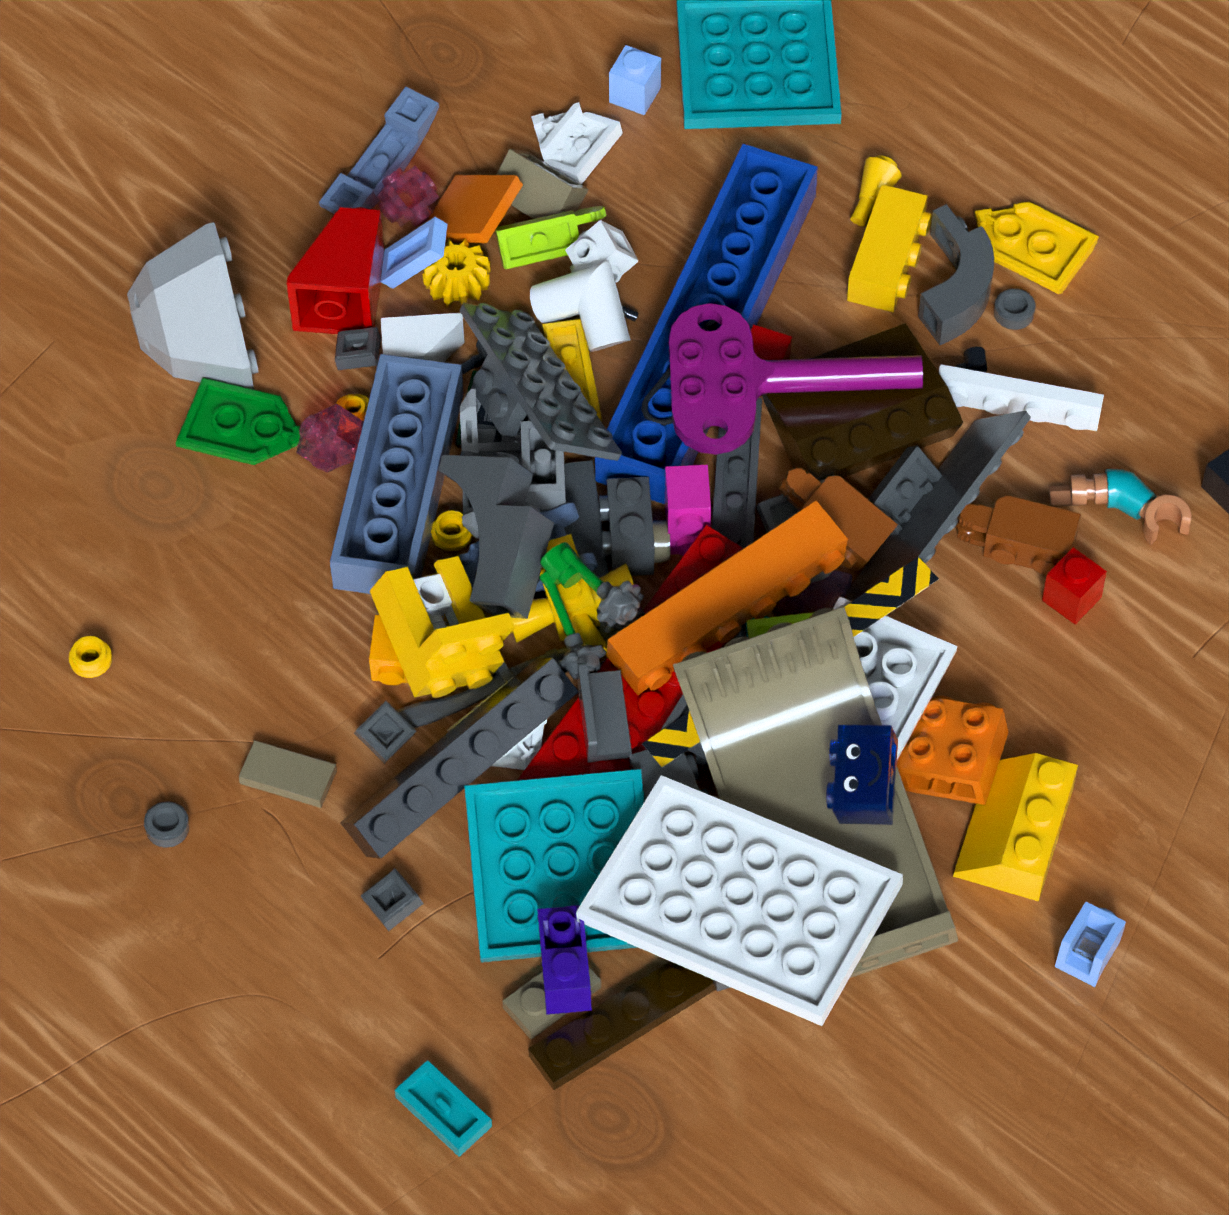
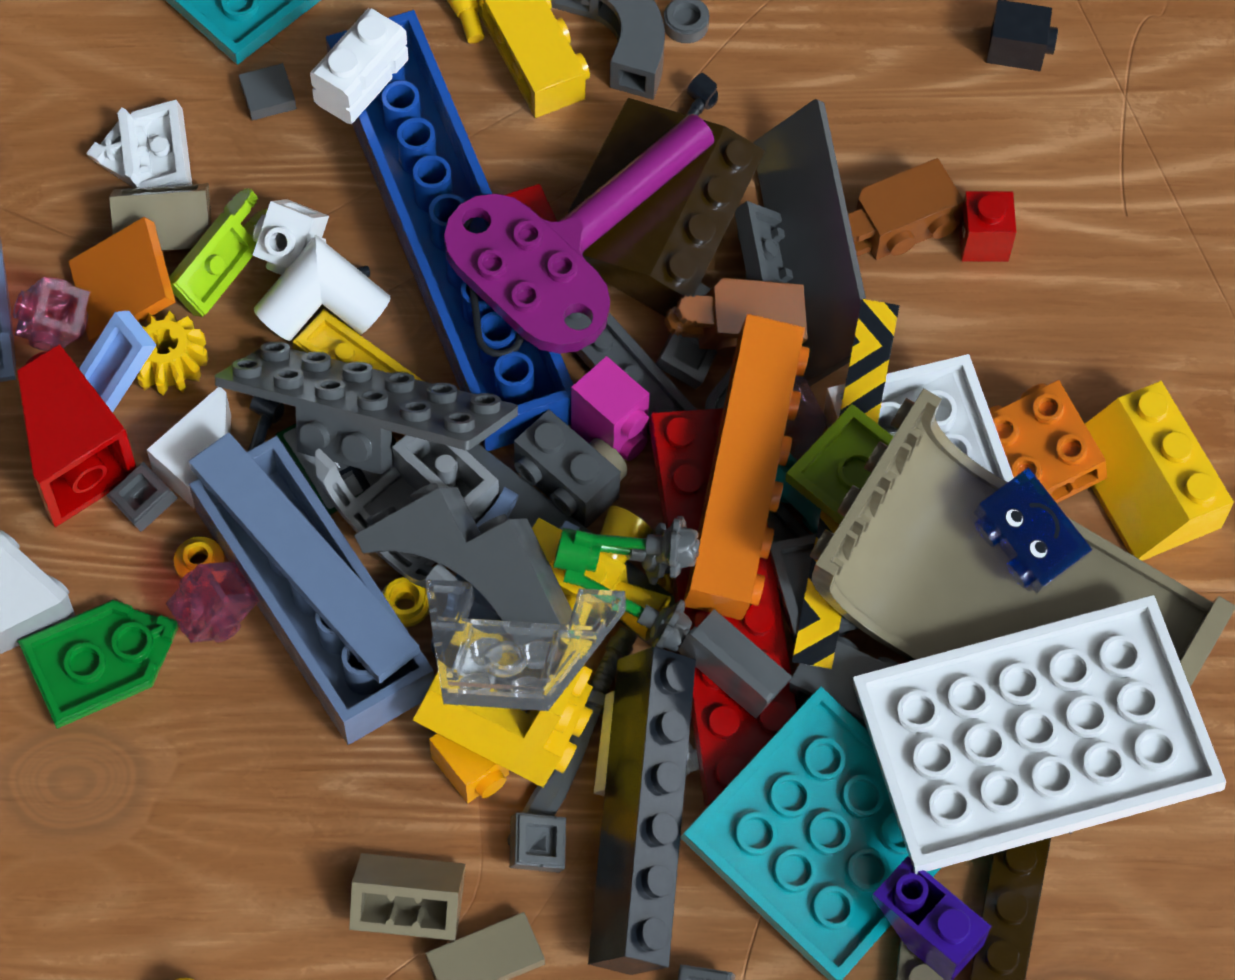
camera: 45 degrees left, 5 degrees up
(276, 699) = (407, 896): none -> dark tan brick
(401, 447) = (304, 558): none -> sand blue tile
(454, 596) = (510, 660): none -> clear wing
(635, 80) = (153, 49): light blue brick -> none
(686, 159) = (267, 91): none -> dark grey tile
(736, 173) = (359, 66): none -> white brick
(1010, 395) = (786, 89): white plate -> none
(1126, 493) = (945, 113): nougat piece -> none

